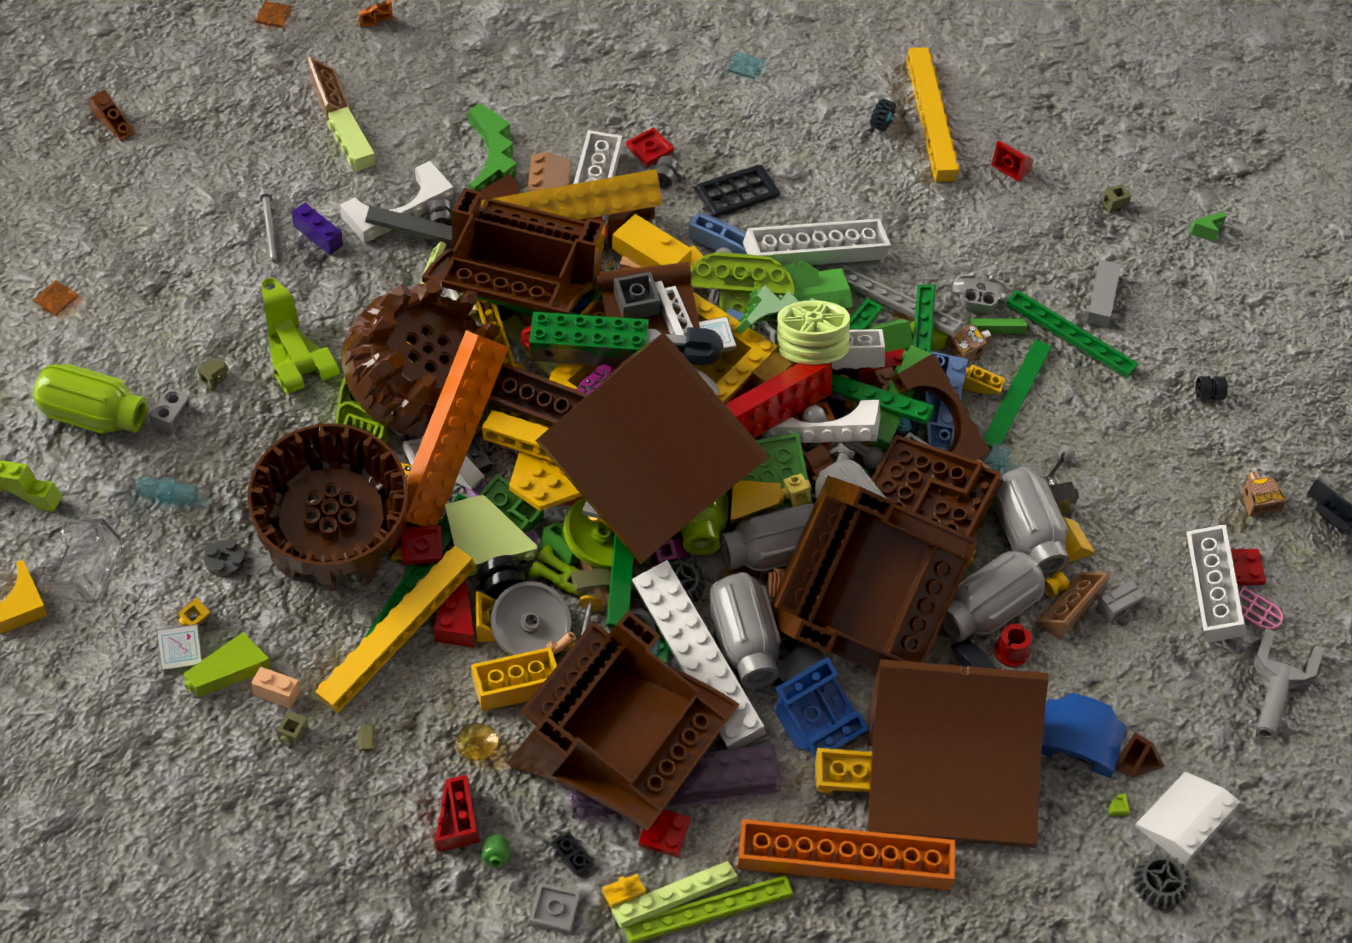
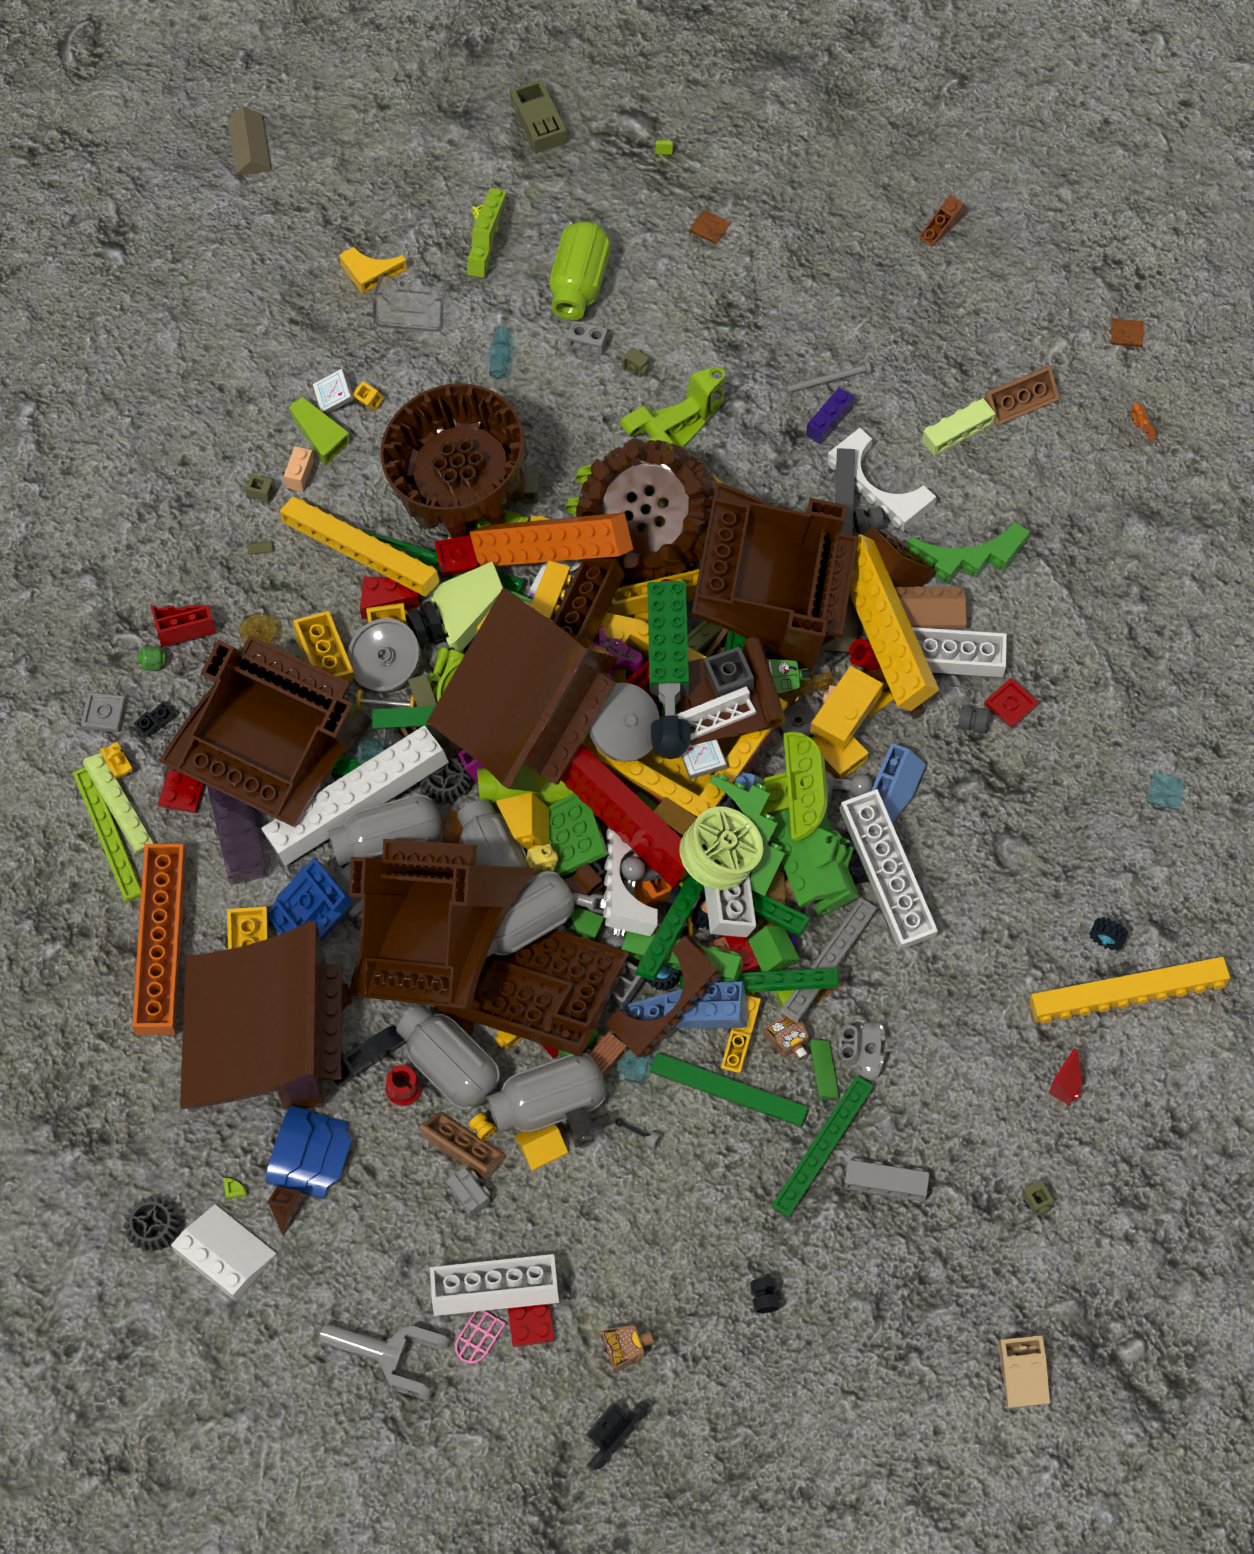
camera: 90 degrees right, 10 degrees up
(564, 642) = (360, 682): light nougat arm -> none
(708, 202) = (988, 823): black piece -> none
(1208, 226) = (1014, 1301): bright green slope -> none
(1263, 227) = (1024, 1371): none -> tan slope

